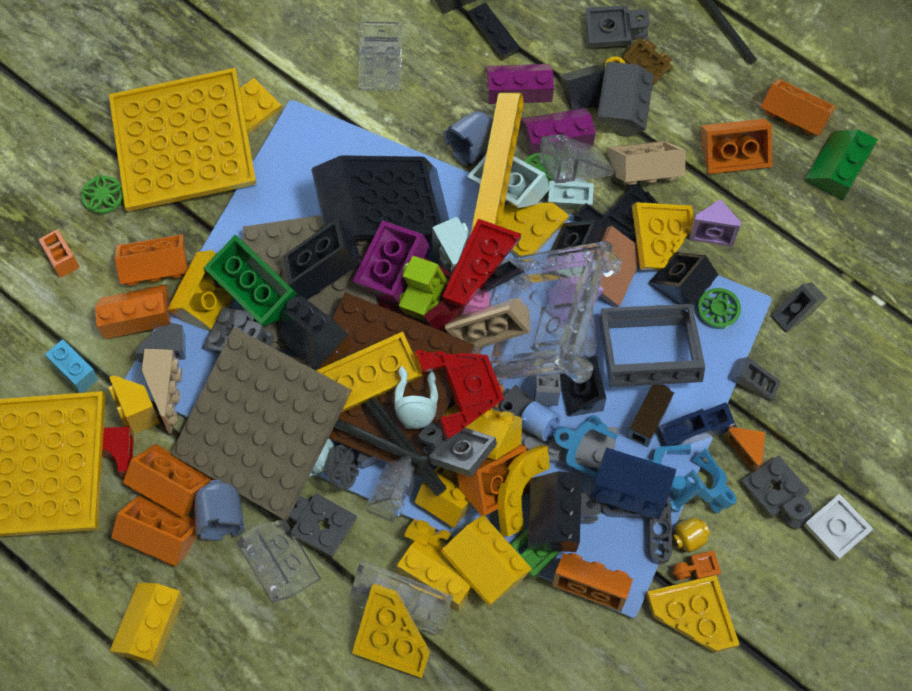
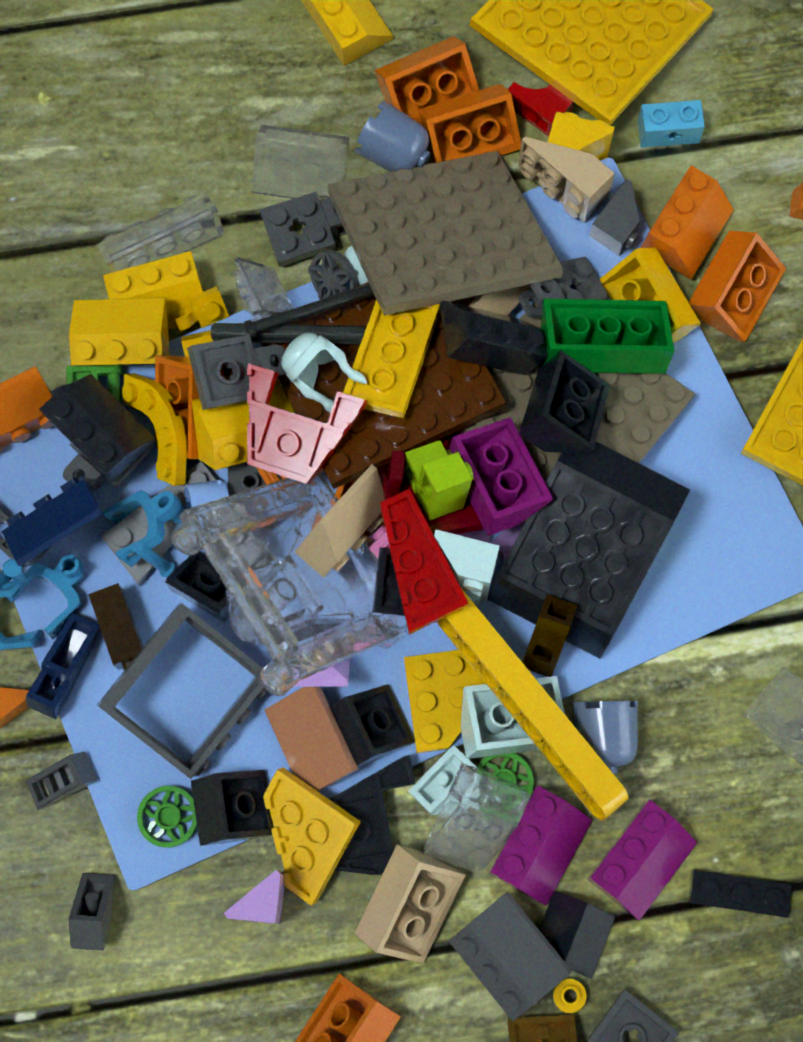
camera: 135 degrees right, 10 degrees up
(390, 634) = (136, 198): yellow plate -> none
(451, 189) = (549, 635): none -> dark brown brick

